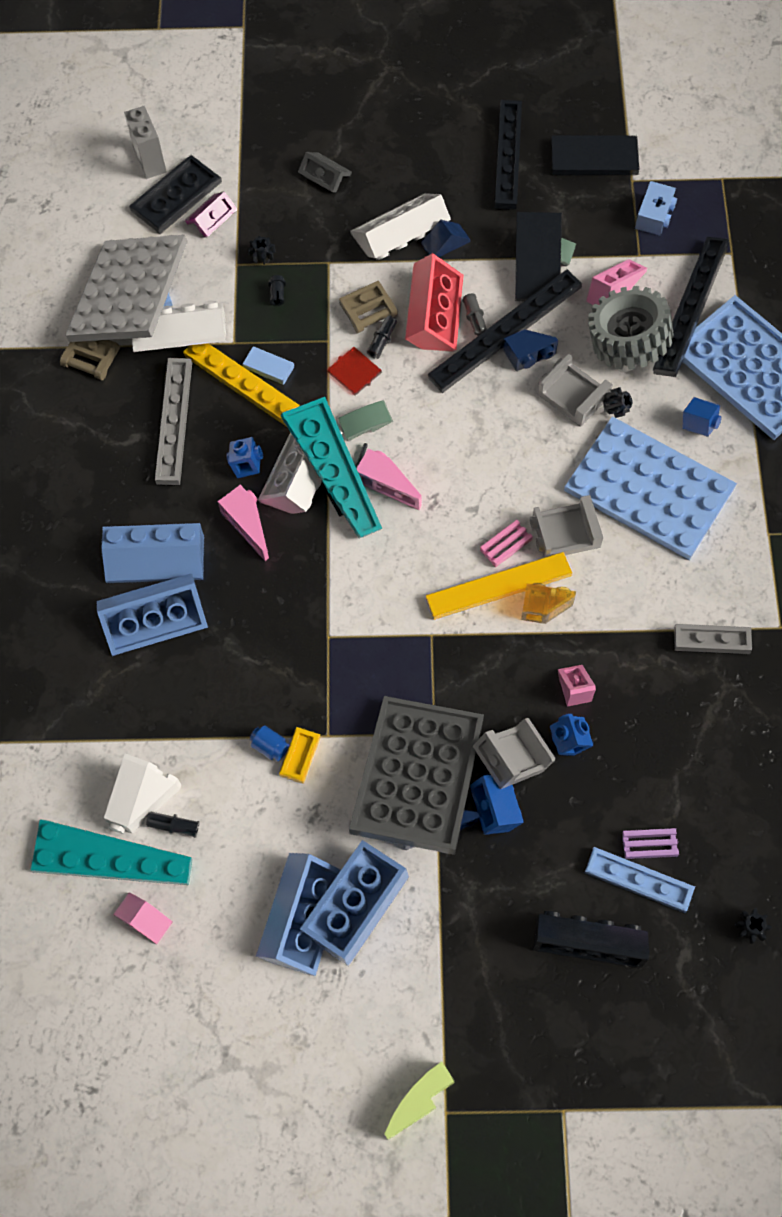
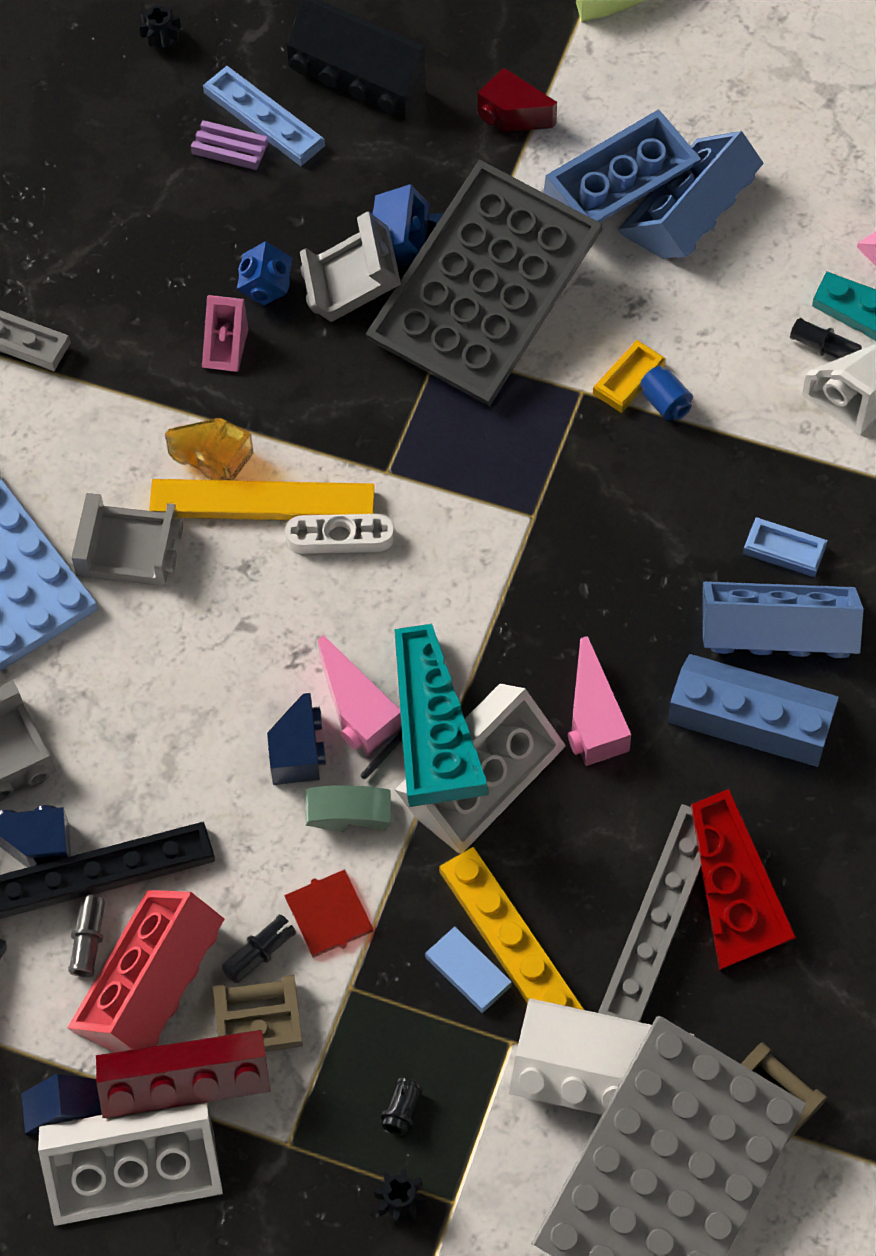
camera: 160 degrees left, 5 degrees down
(134, 445) = (737, 888): none -> red wing
(162, 667) = (785, 547): none -> light blue tile
(244, 457) = (576, 795): blue brick -> none
(390, 257) = (182, 1074): none -> dark red brick
(409, 441) = (293, 744): none -> dark blue slope
(422, 579) = (327, 523): none -> white beam
(459, 948) = (515, 104): none -> dark red slope
(521, 531) = (220, 549): bright pink tile -> none

